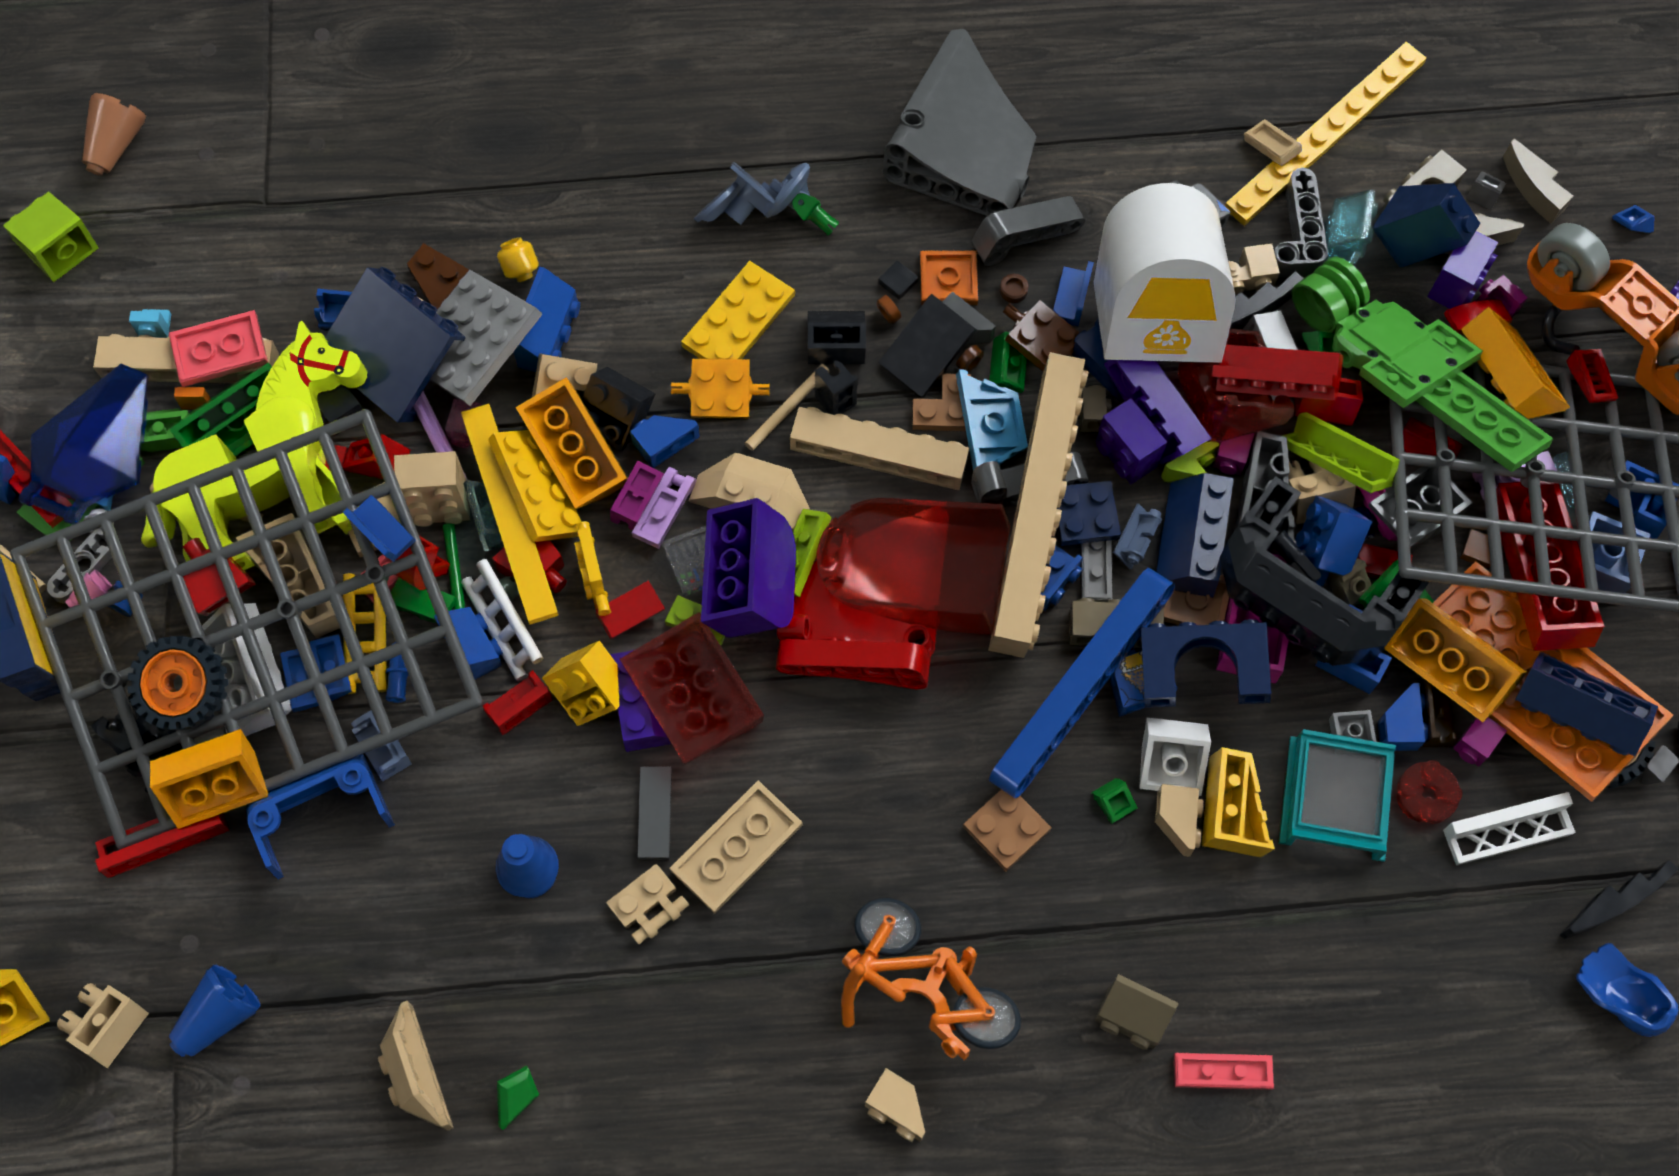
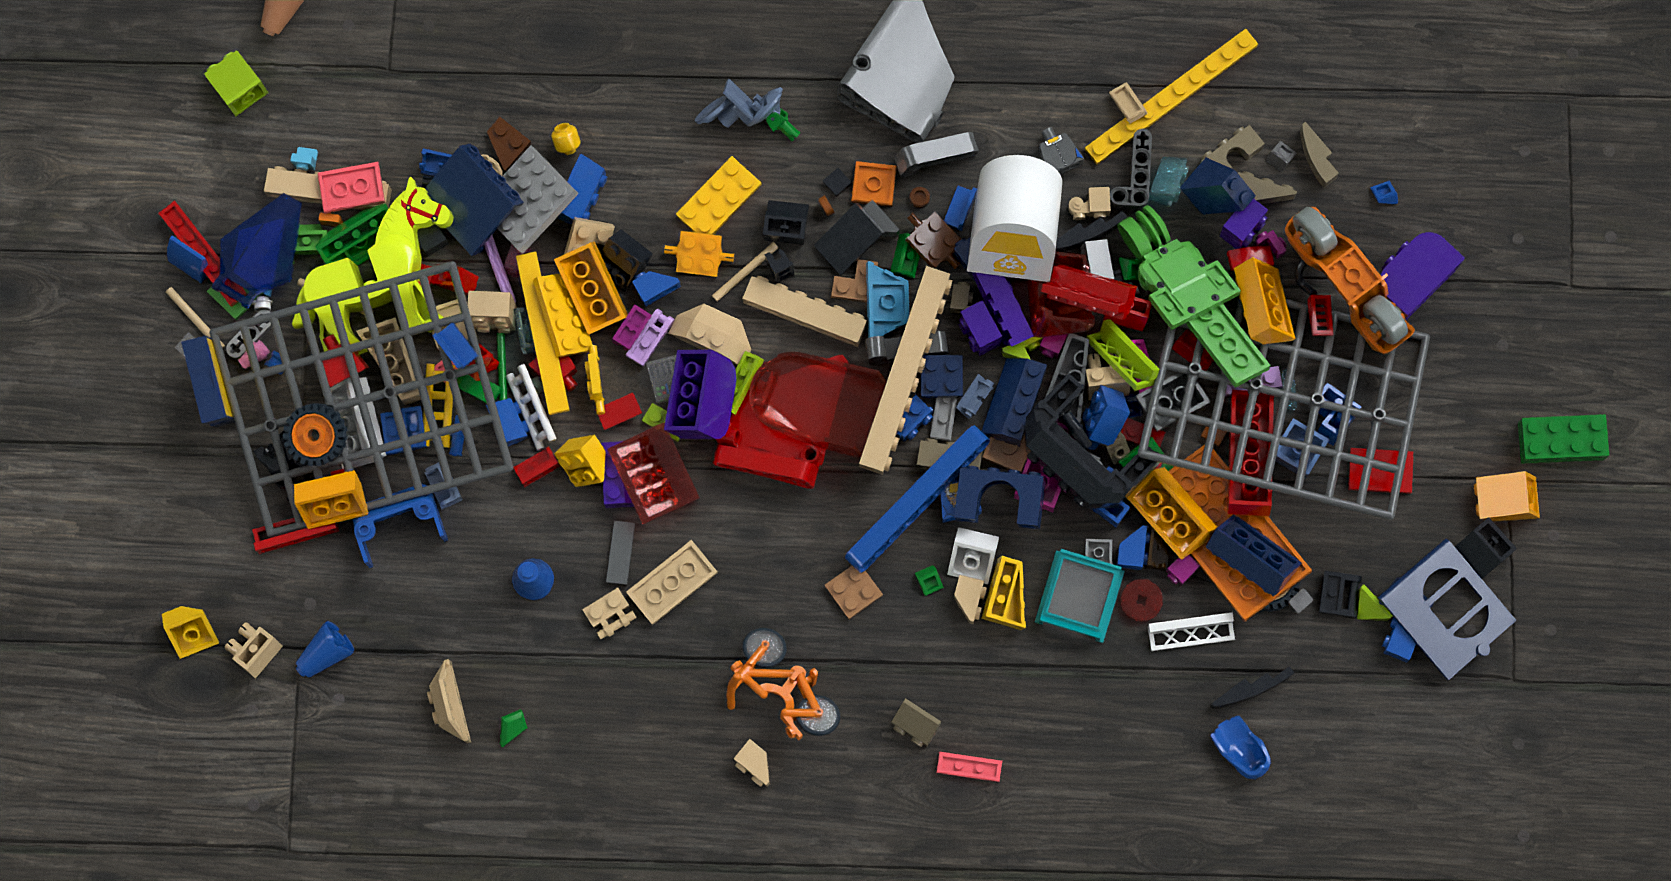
camera: 15 degrees right, 10 degrees up
(970, 358) = (879, 250): reddish brown tile -> none

